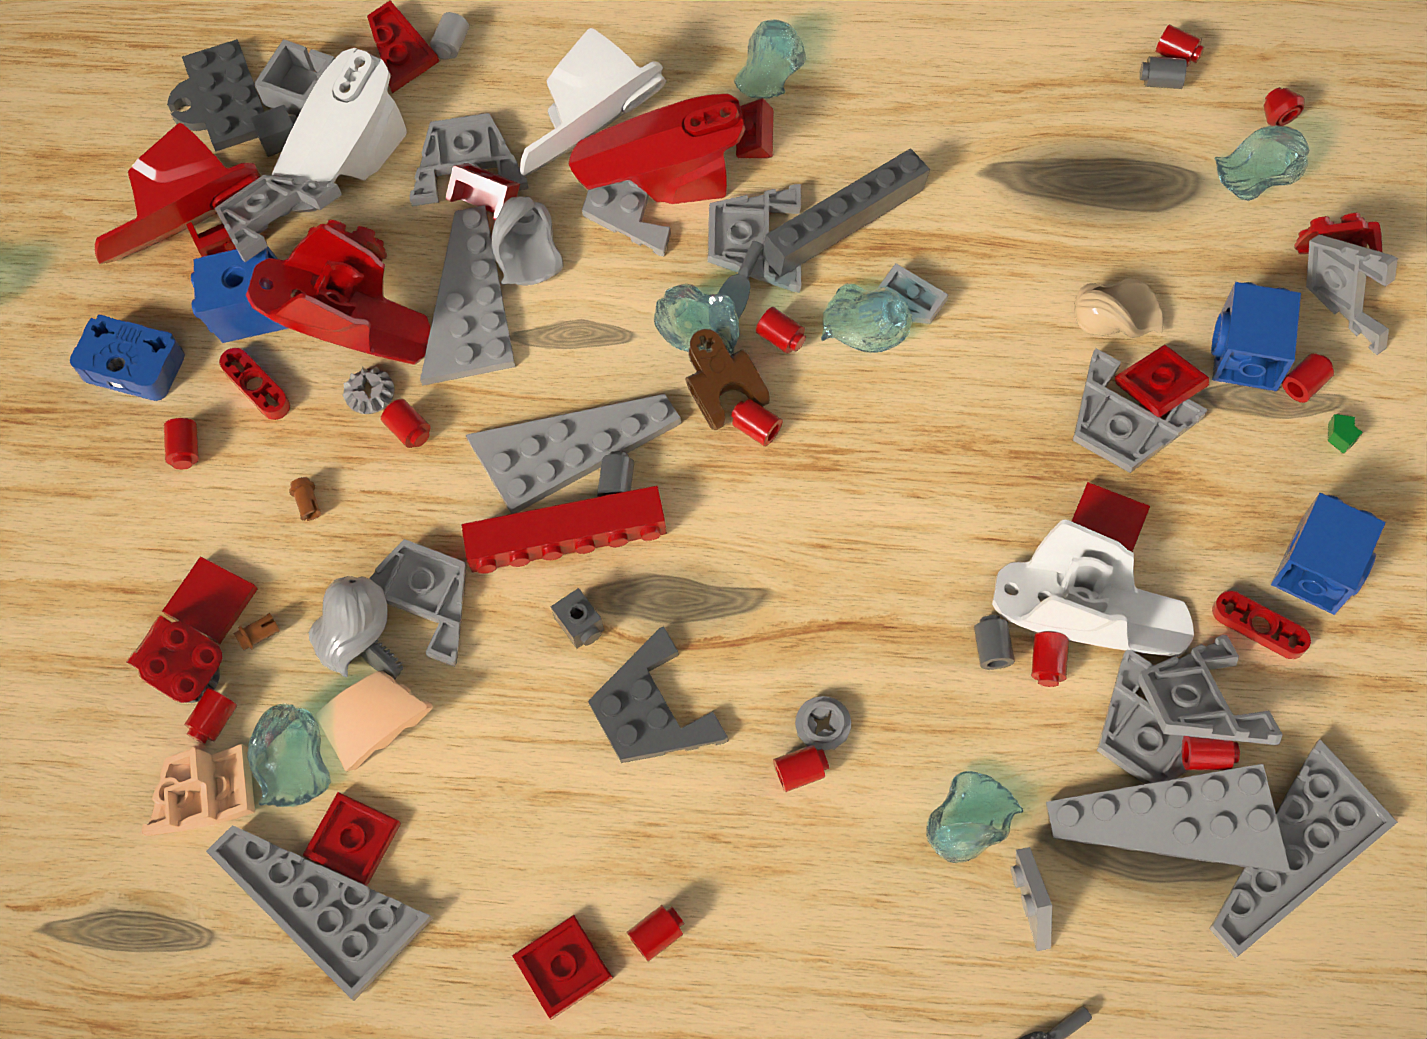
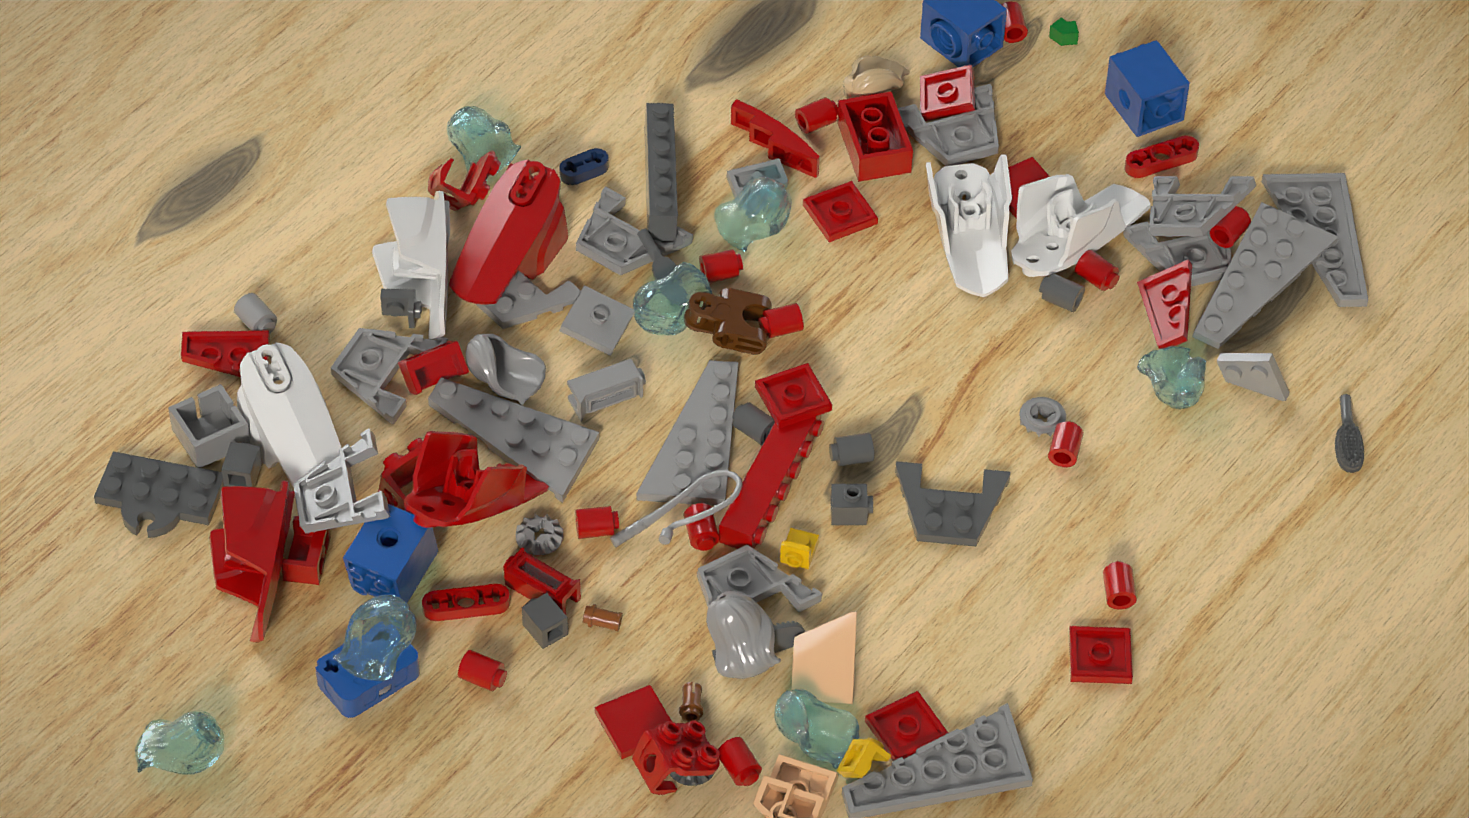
camera: 60 degrees left, 15 degrees down
(134, 341) = (377, 637): none -> clear light blue piece
(268, 455) = (544, 620): none -> dark grey brick
(276, 818) = (859, 757): none -> yellow bracket
(309, 424) = (535, 578): none -> red window
(437, 463) = (667, 533): none -> light grey piece
(460, 509) = (704, 532): none -> red brick
(499, 608) = (799, 548): none -> yellow bracket
(537, 121) = (401, 303): none -> dark grey bracket
(564, 333) = (605, 387): none -> light grey window
(638, 276) = (597, 320): none -> light grey plate
(647, 579) = (852, 449): none -> dark grey brick
(657, 488) = (793, 395): none -> red tile
(726, 80) = (473, 186): none -> red piece
(813, 154) = (584, 166): none -> dark blue beam
(937, 386) = (840, 211): none -> red tile
(972, 280) = (776, 137): none -> red slope
(1005, 503) = (973, 228): none -> white piece
(1033, 291) = (816, 115): none -> red brick
(1044, 354) = (874, 136): none -> red brick
(1058, 753) = (1168, 303): none -> wing

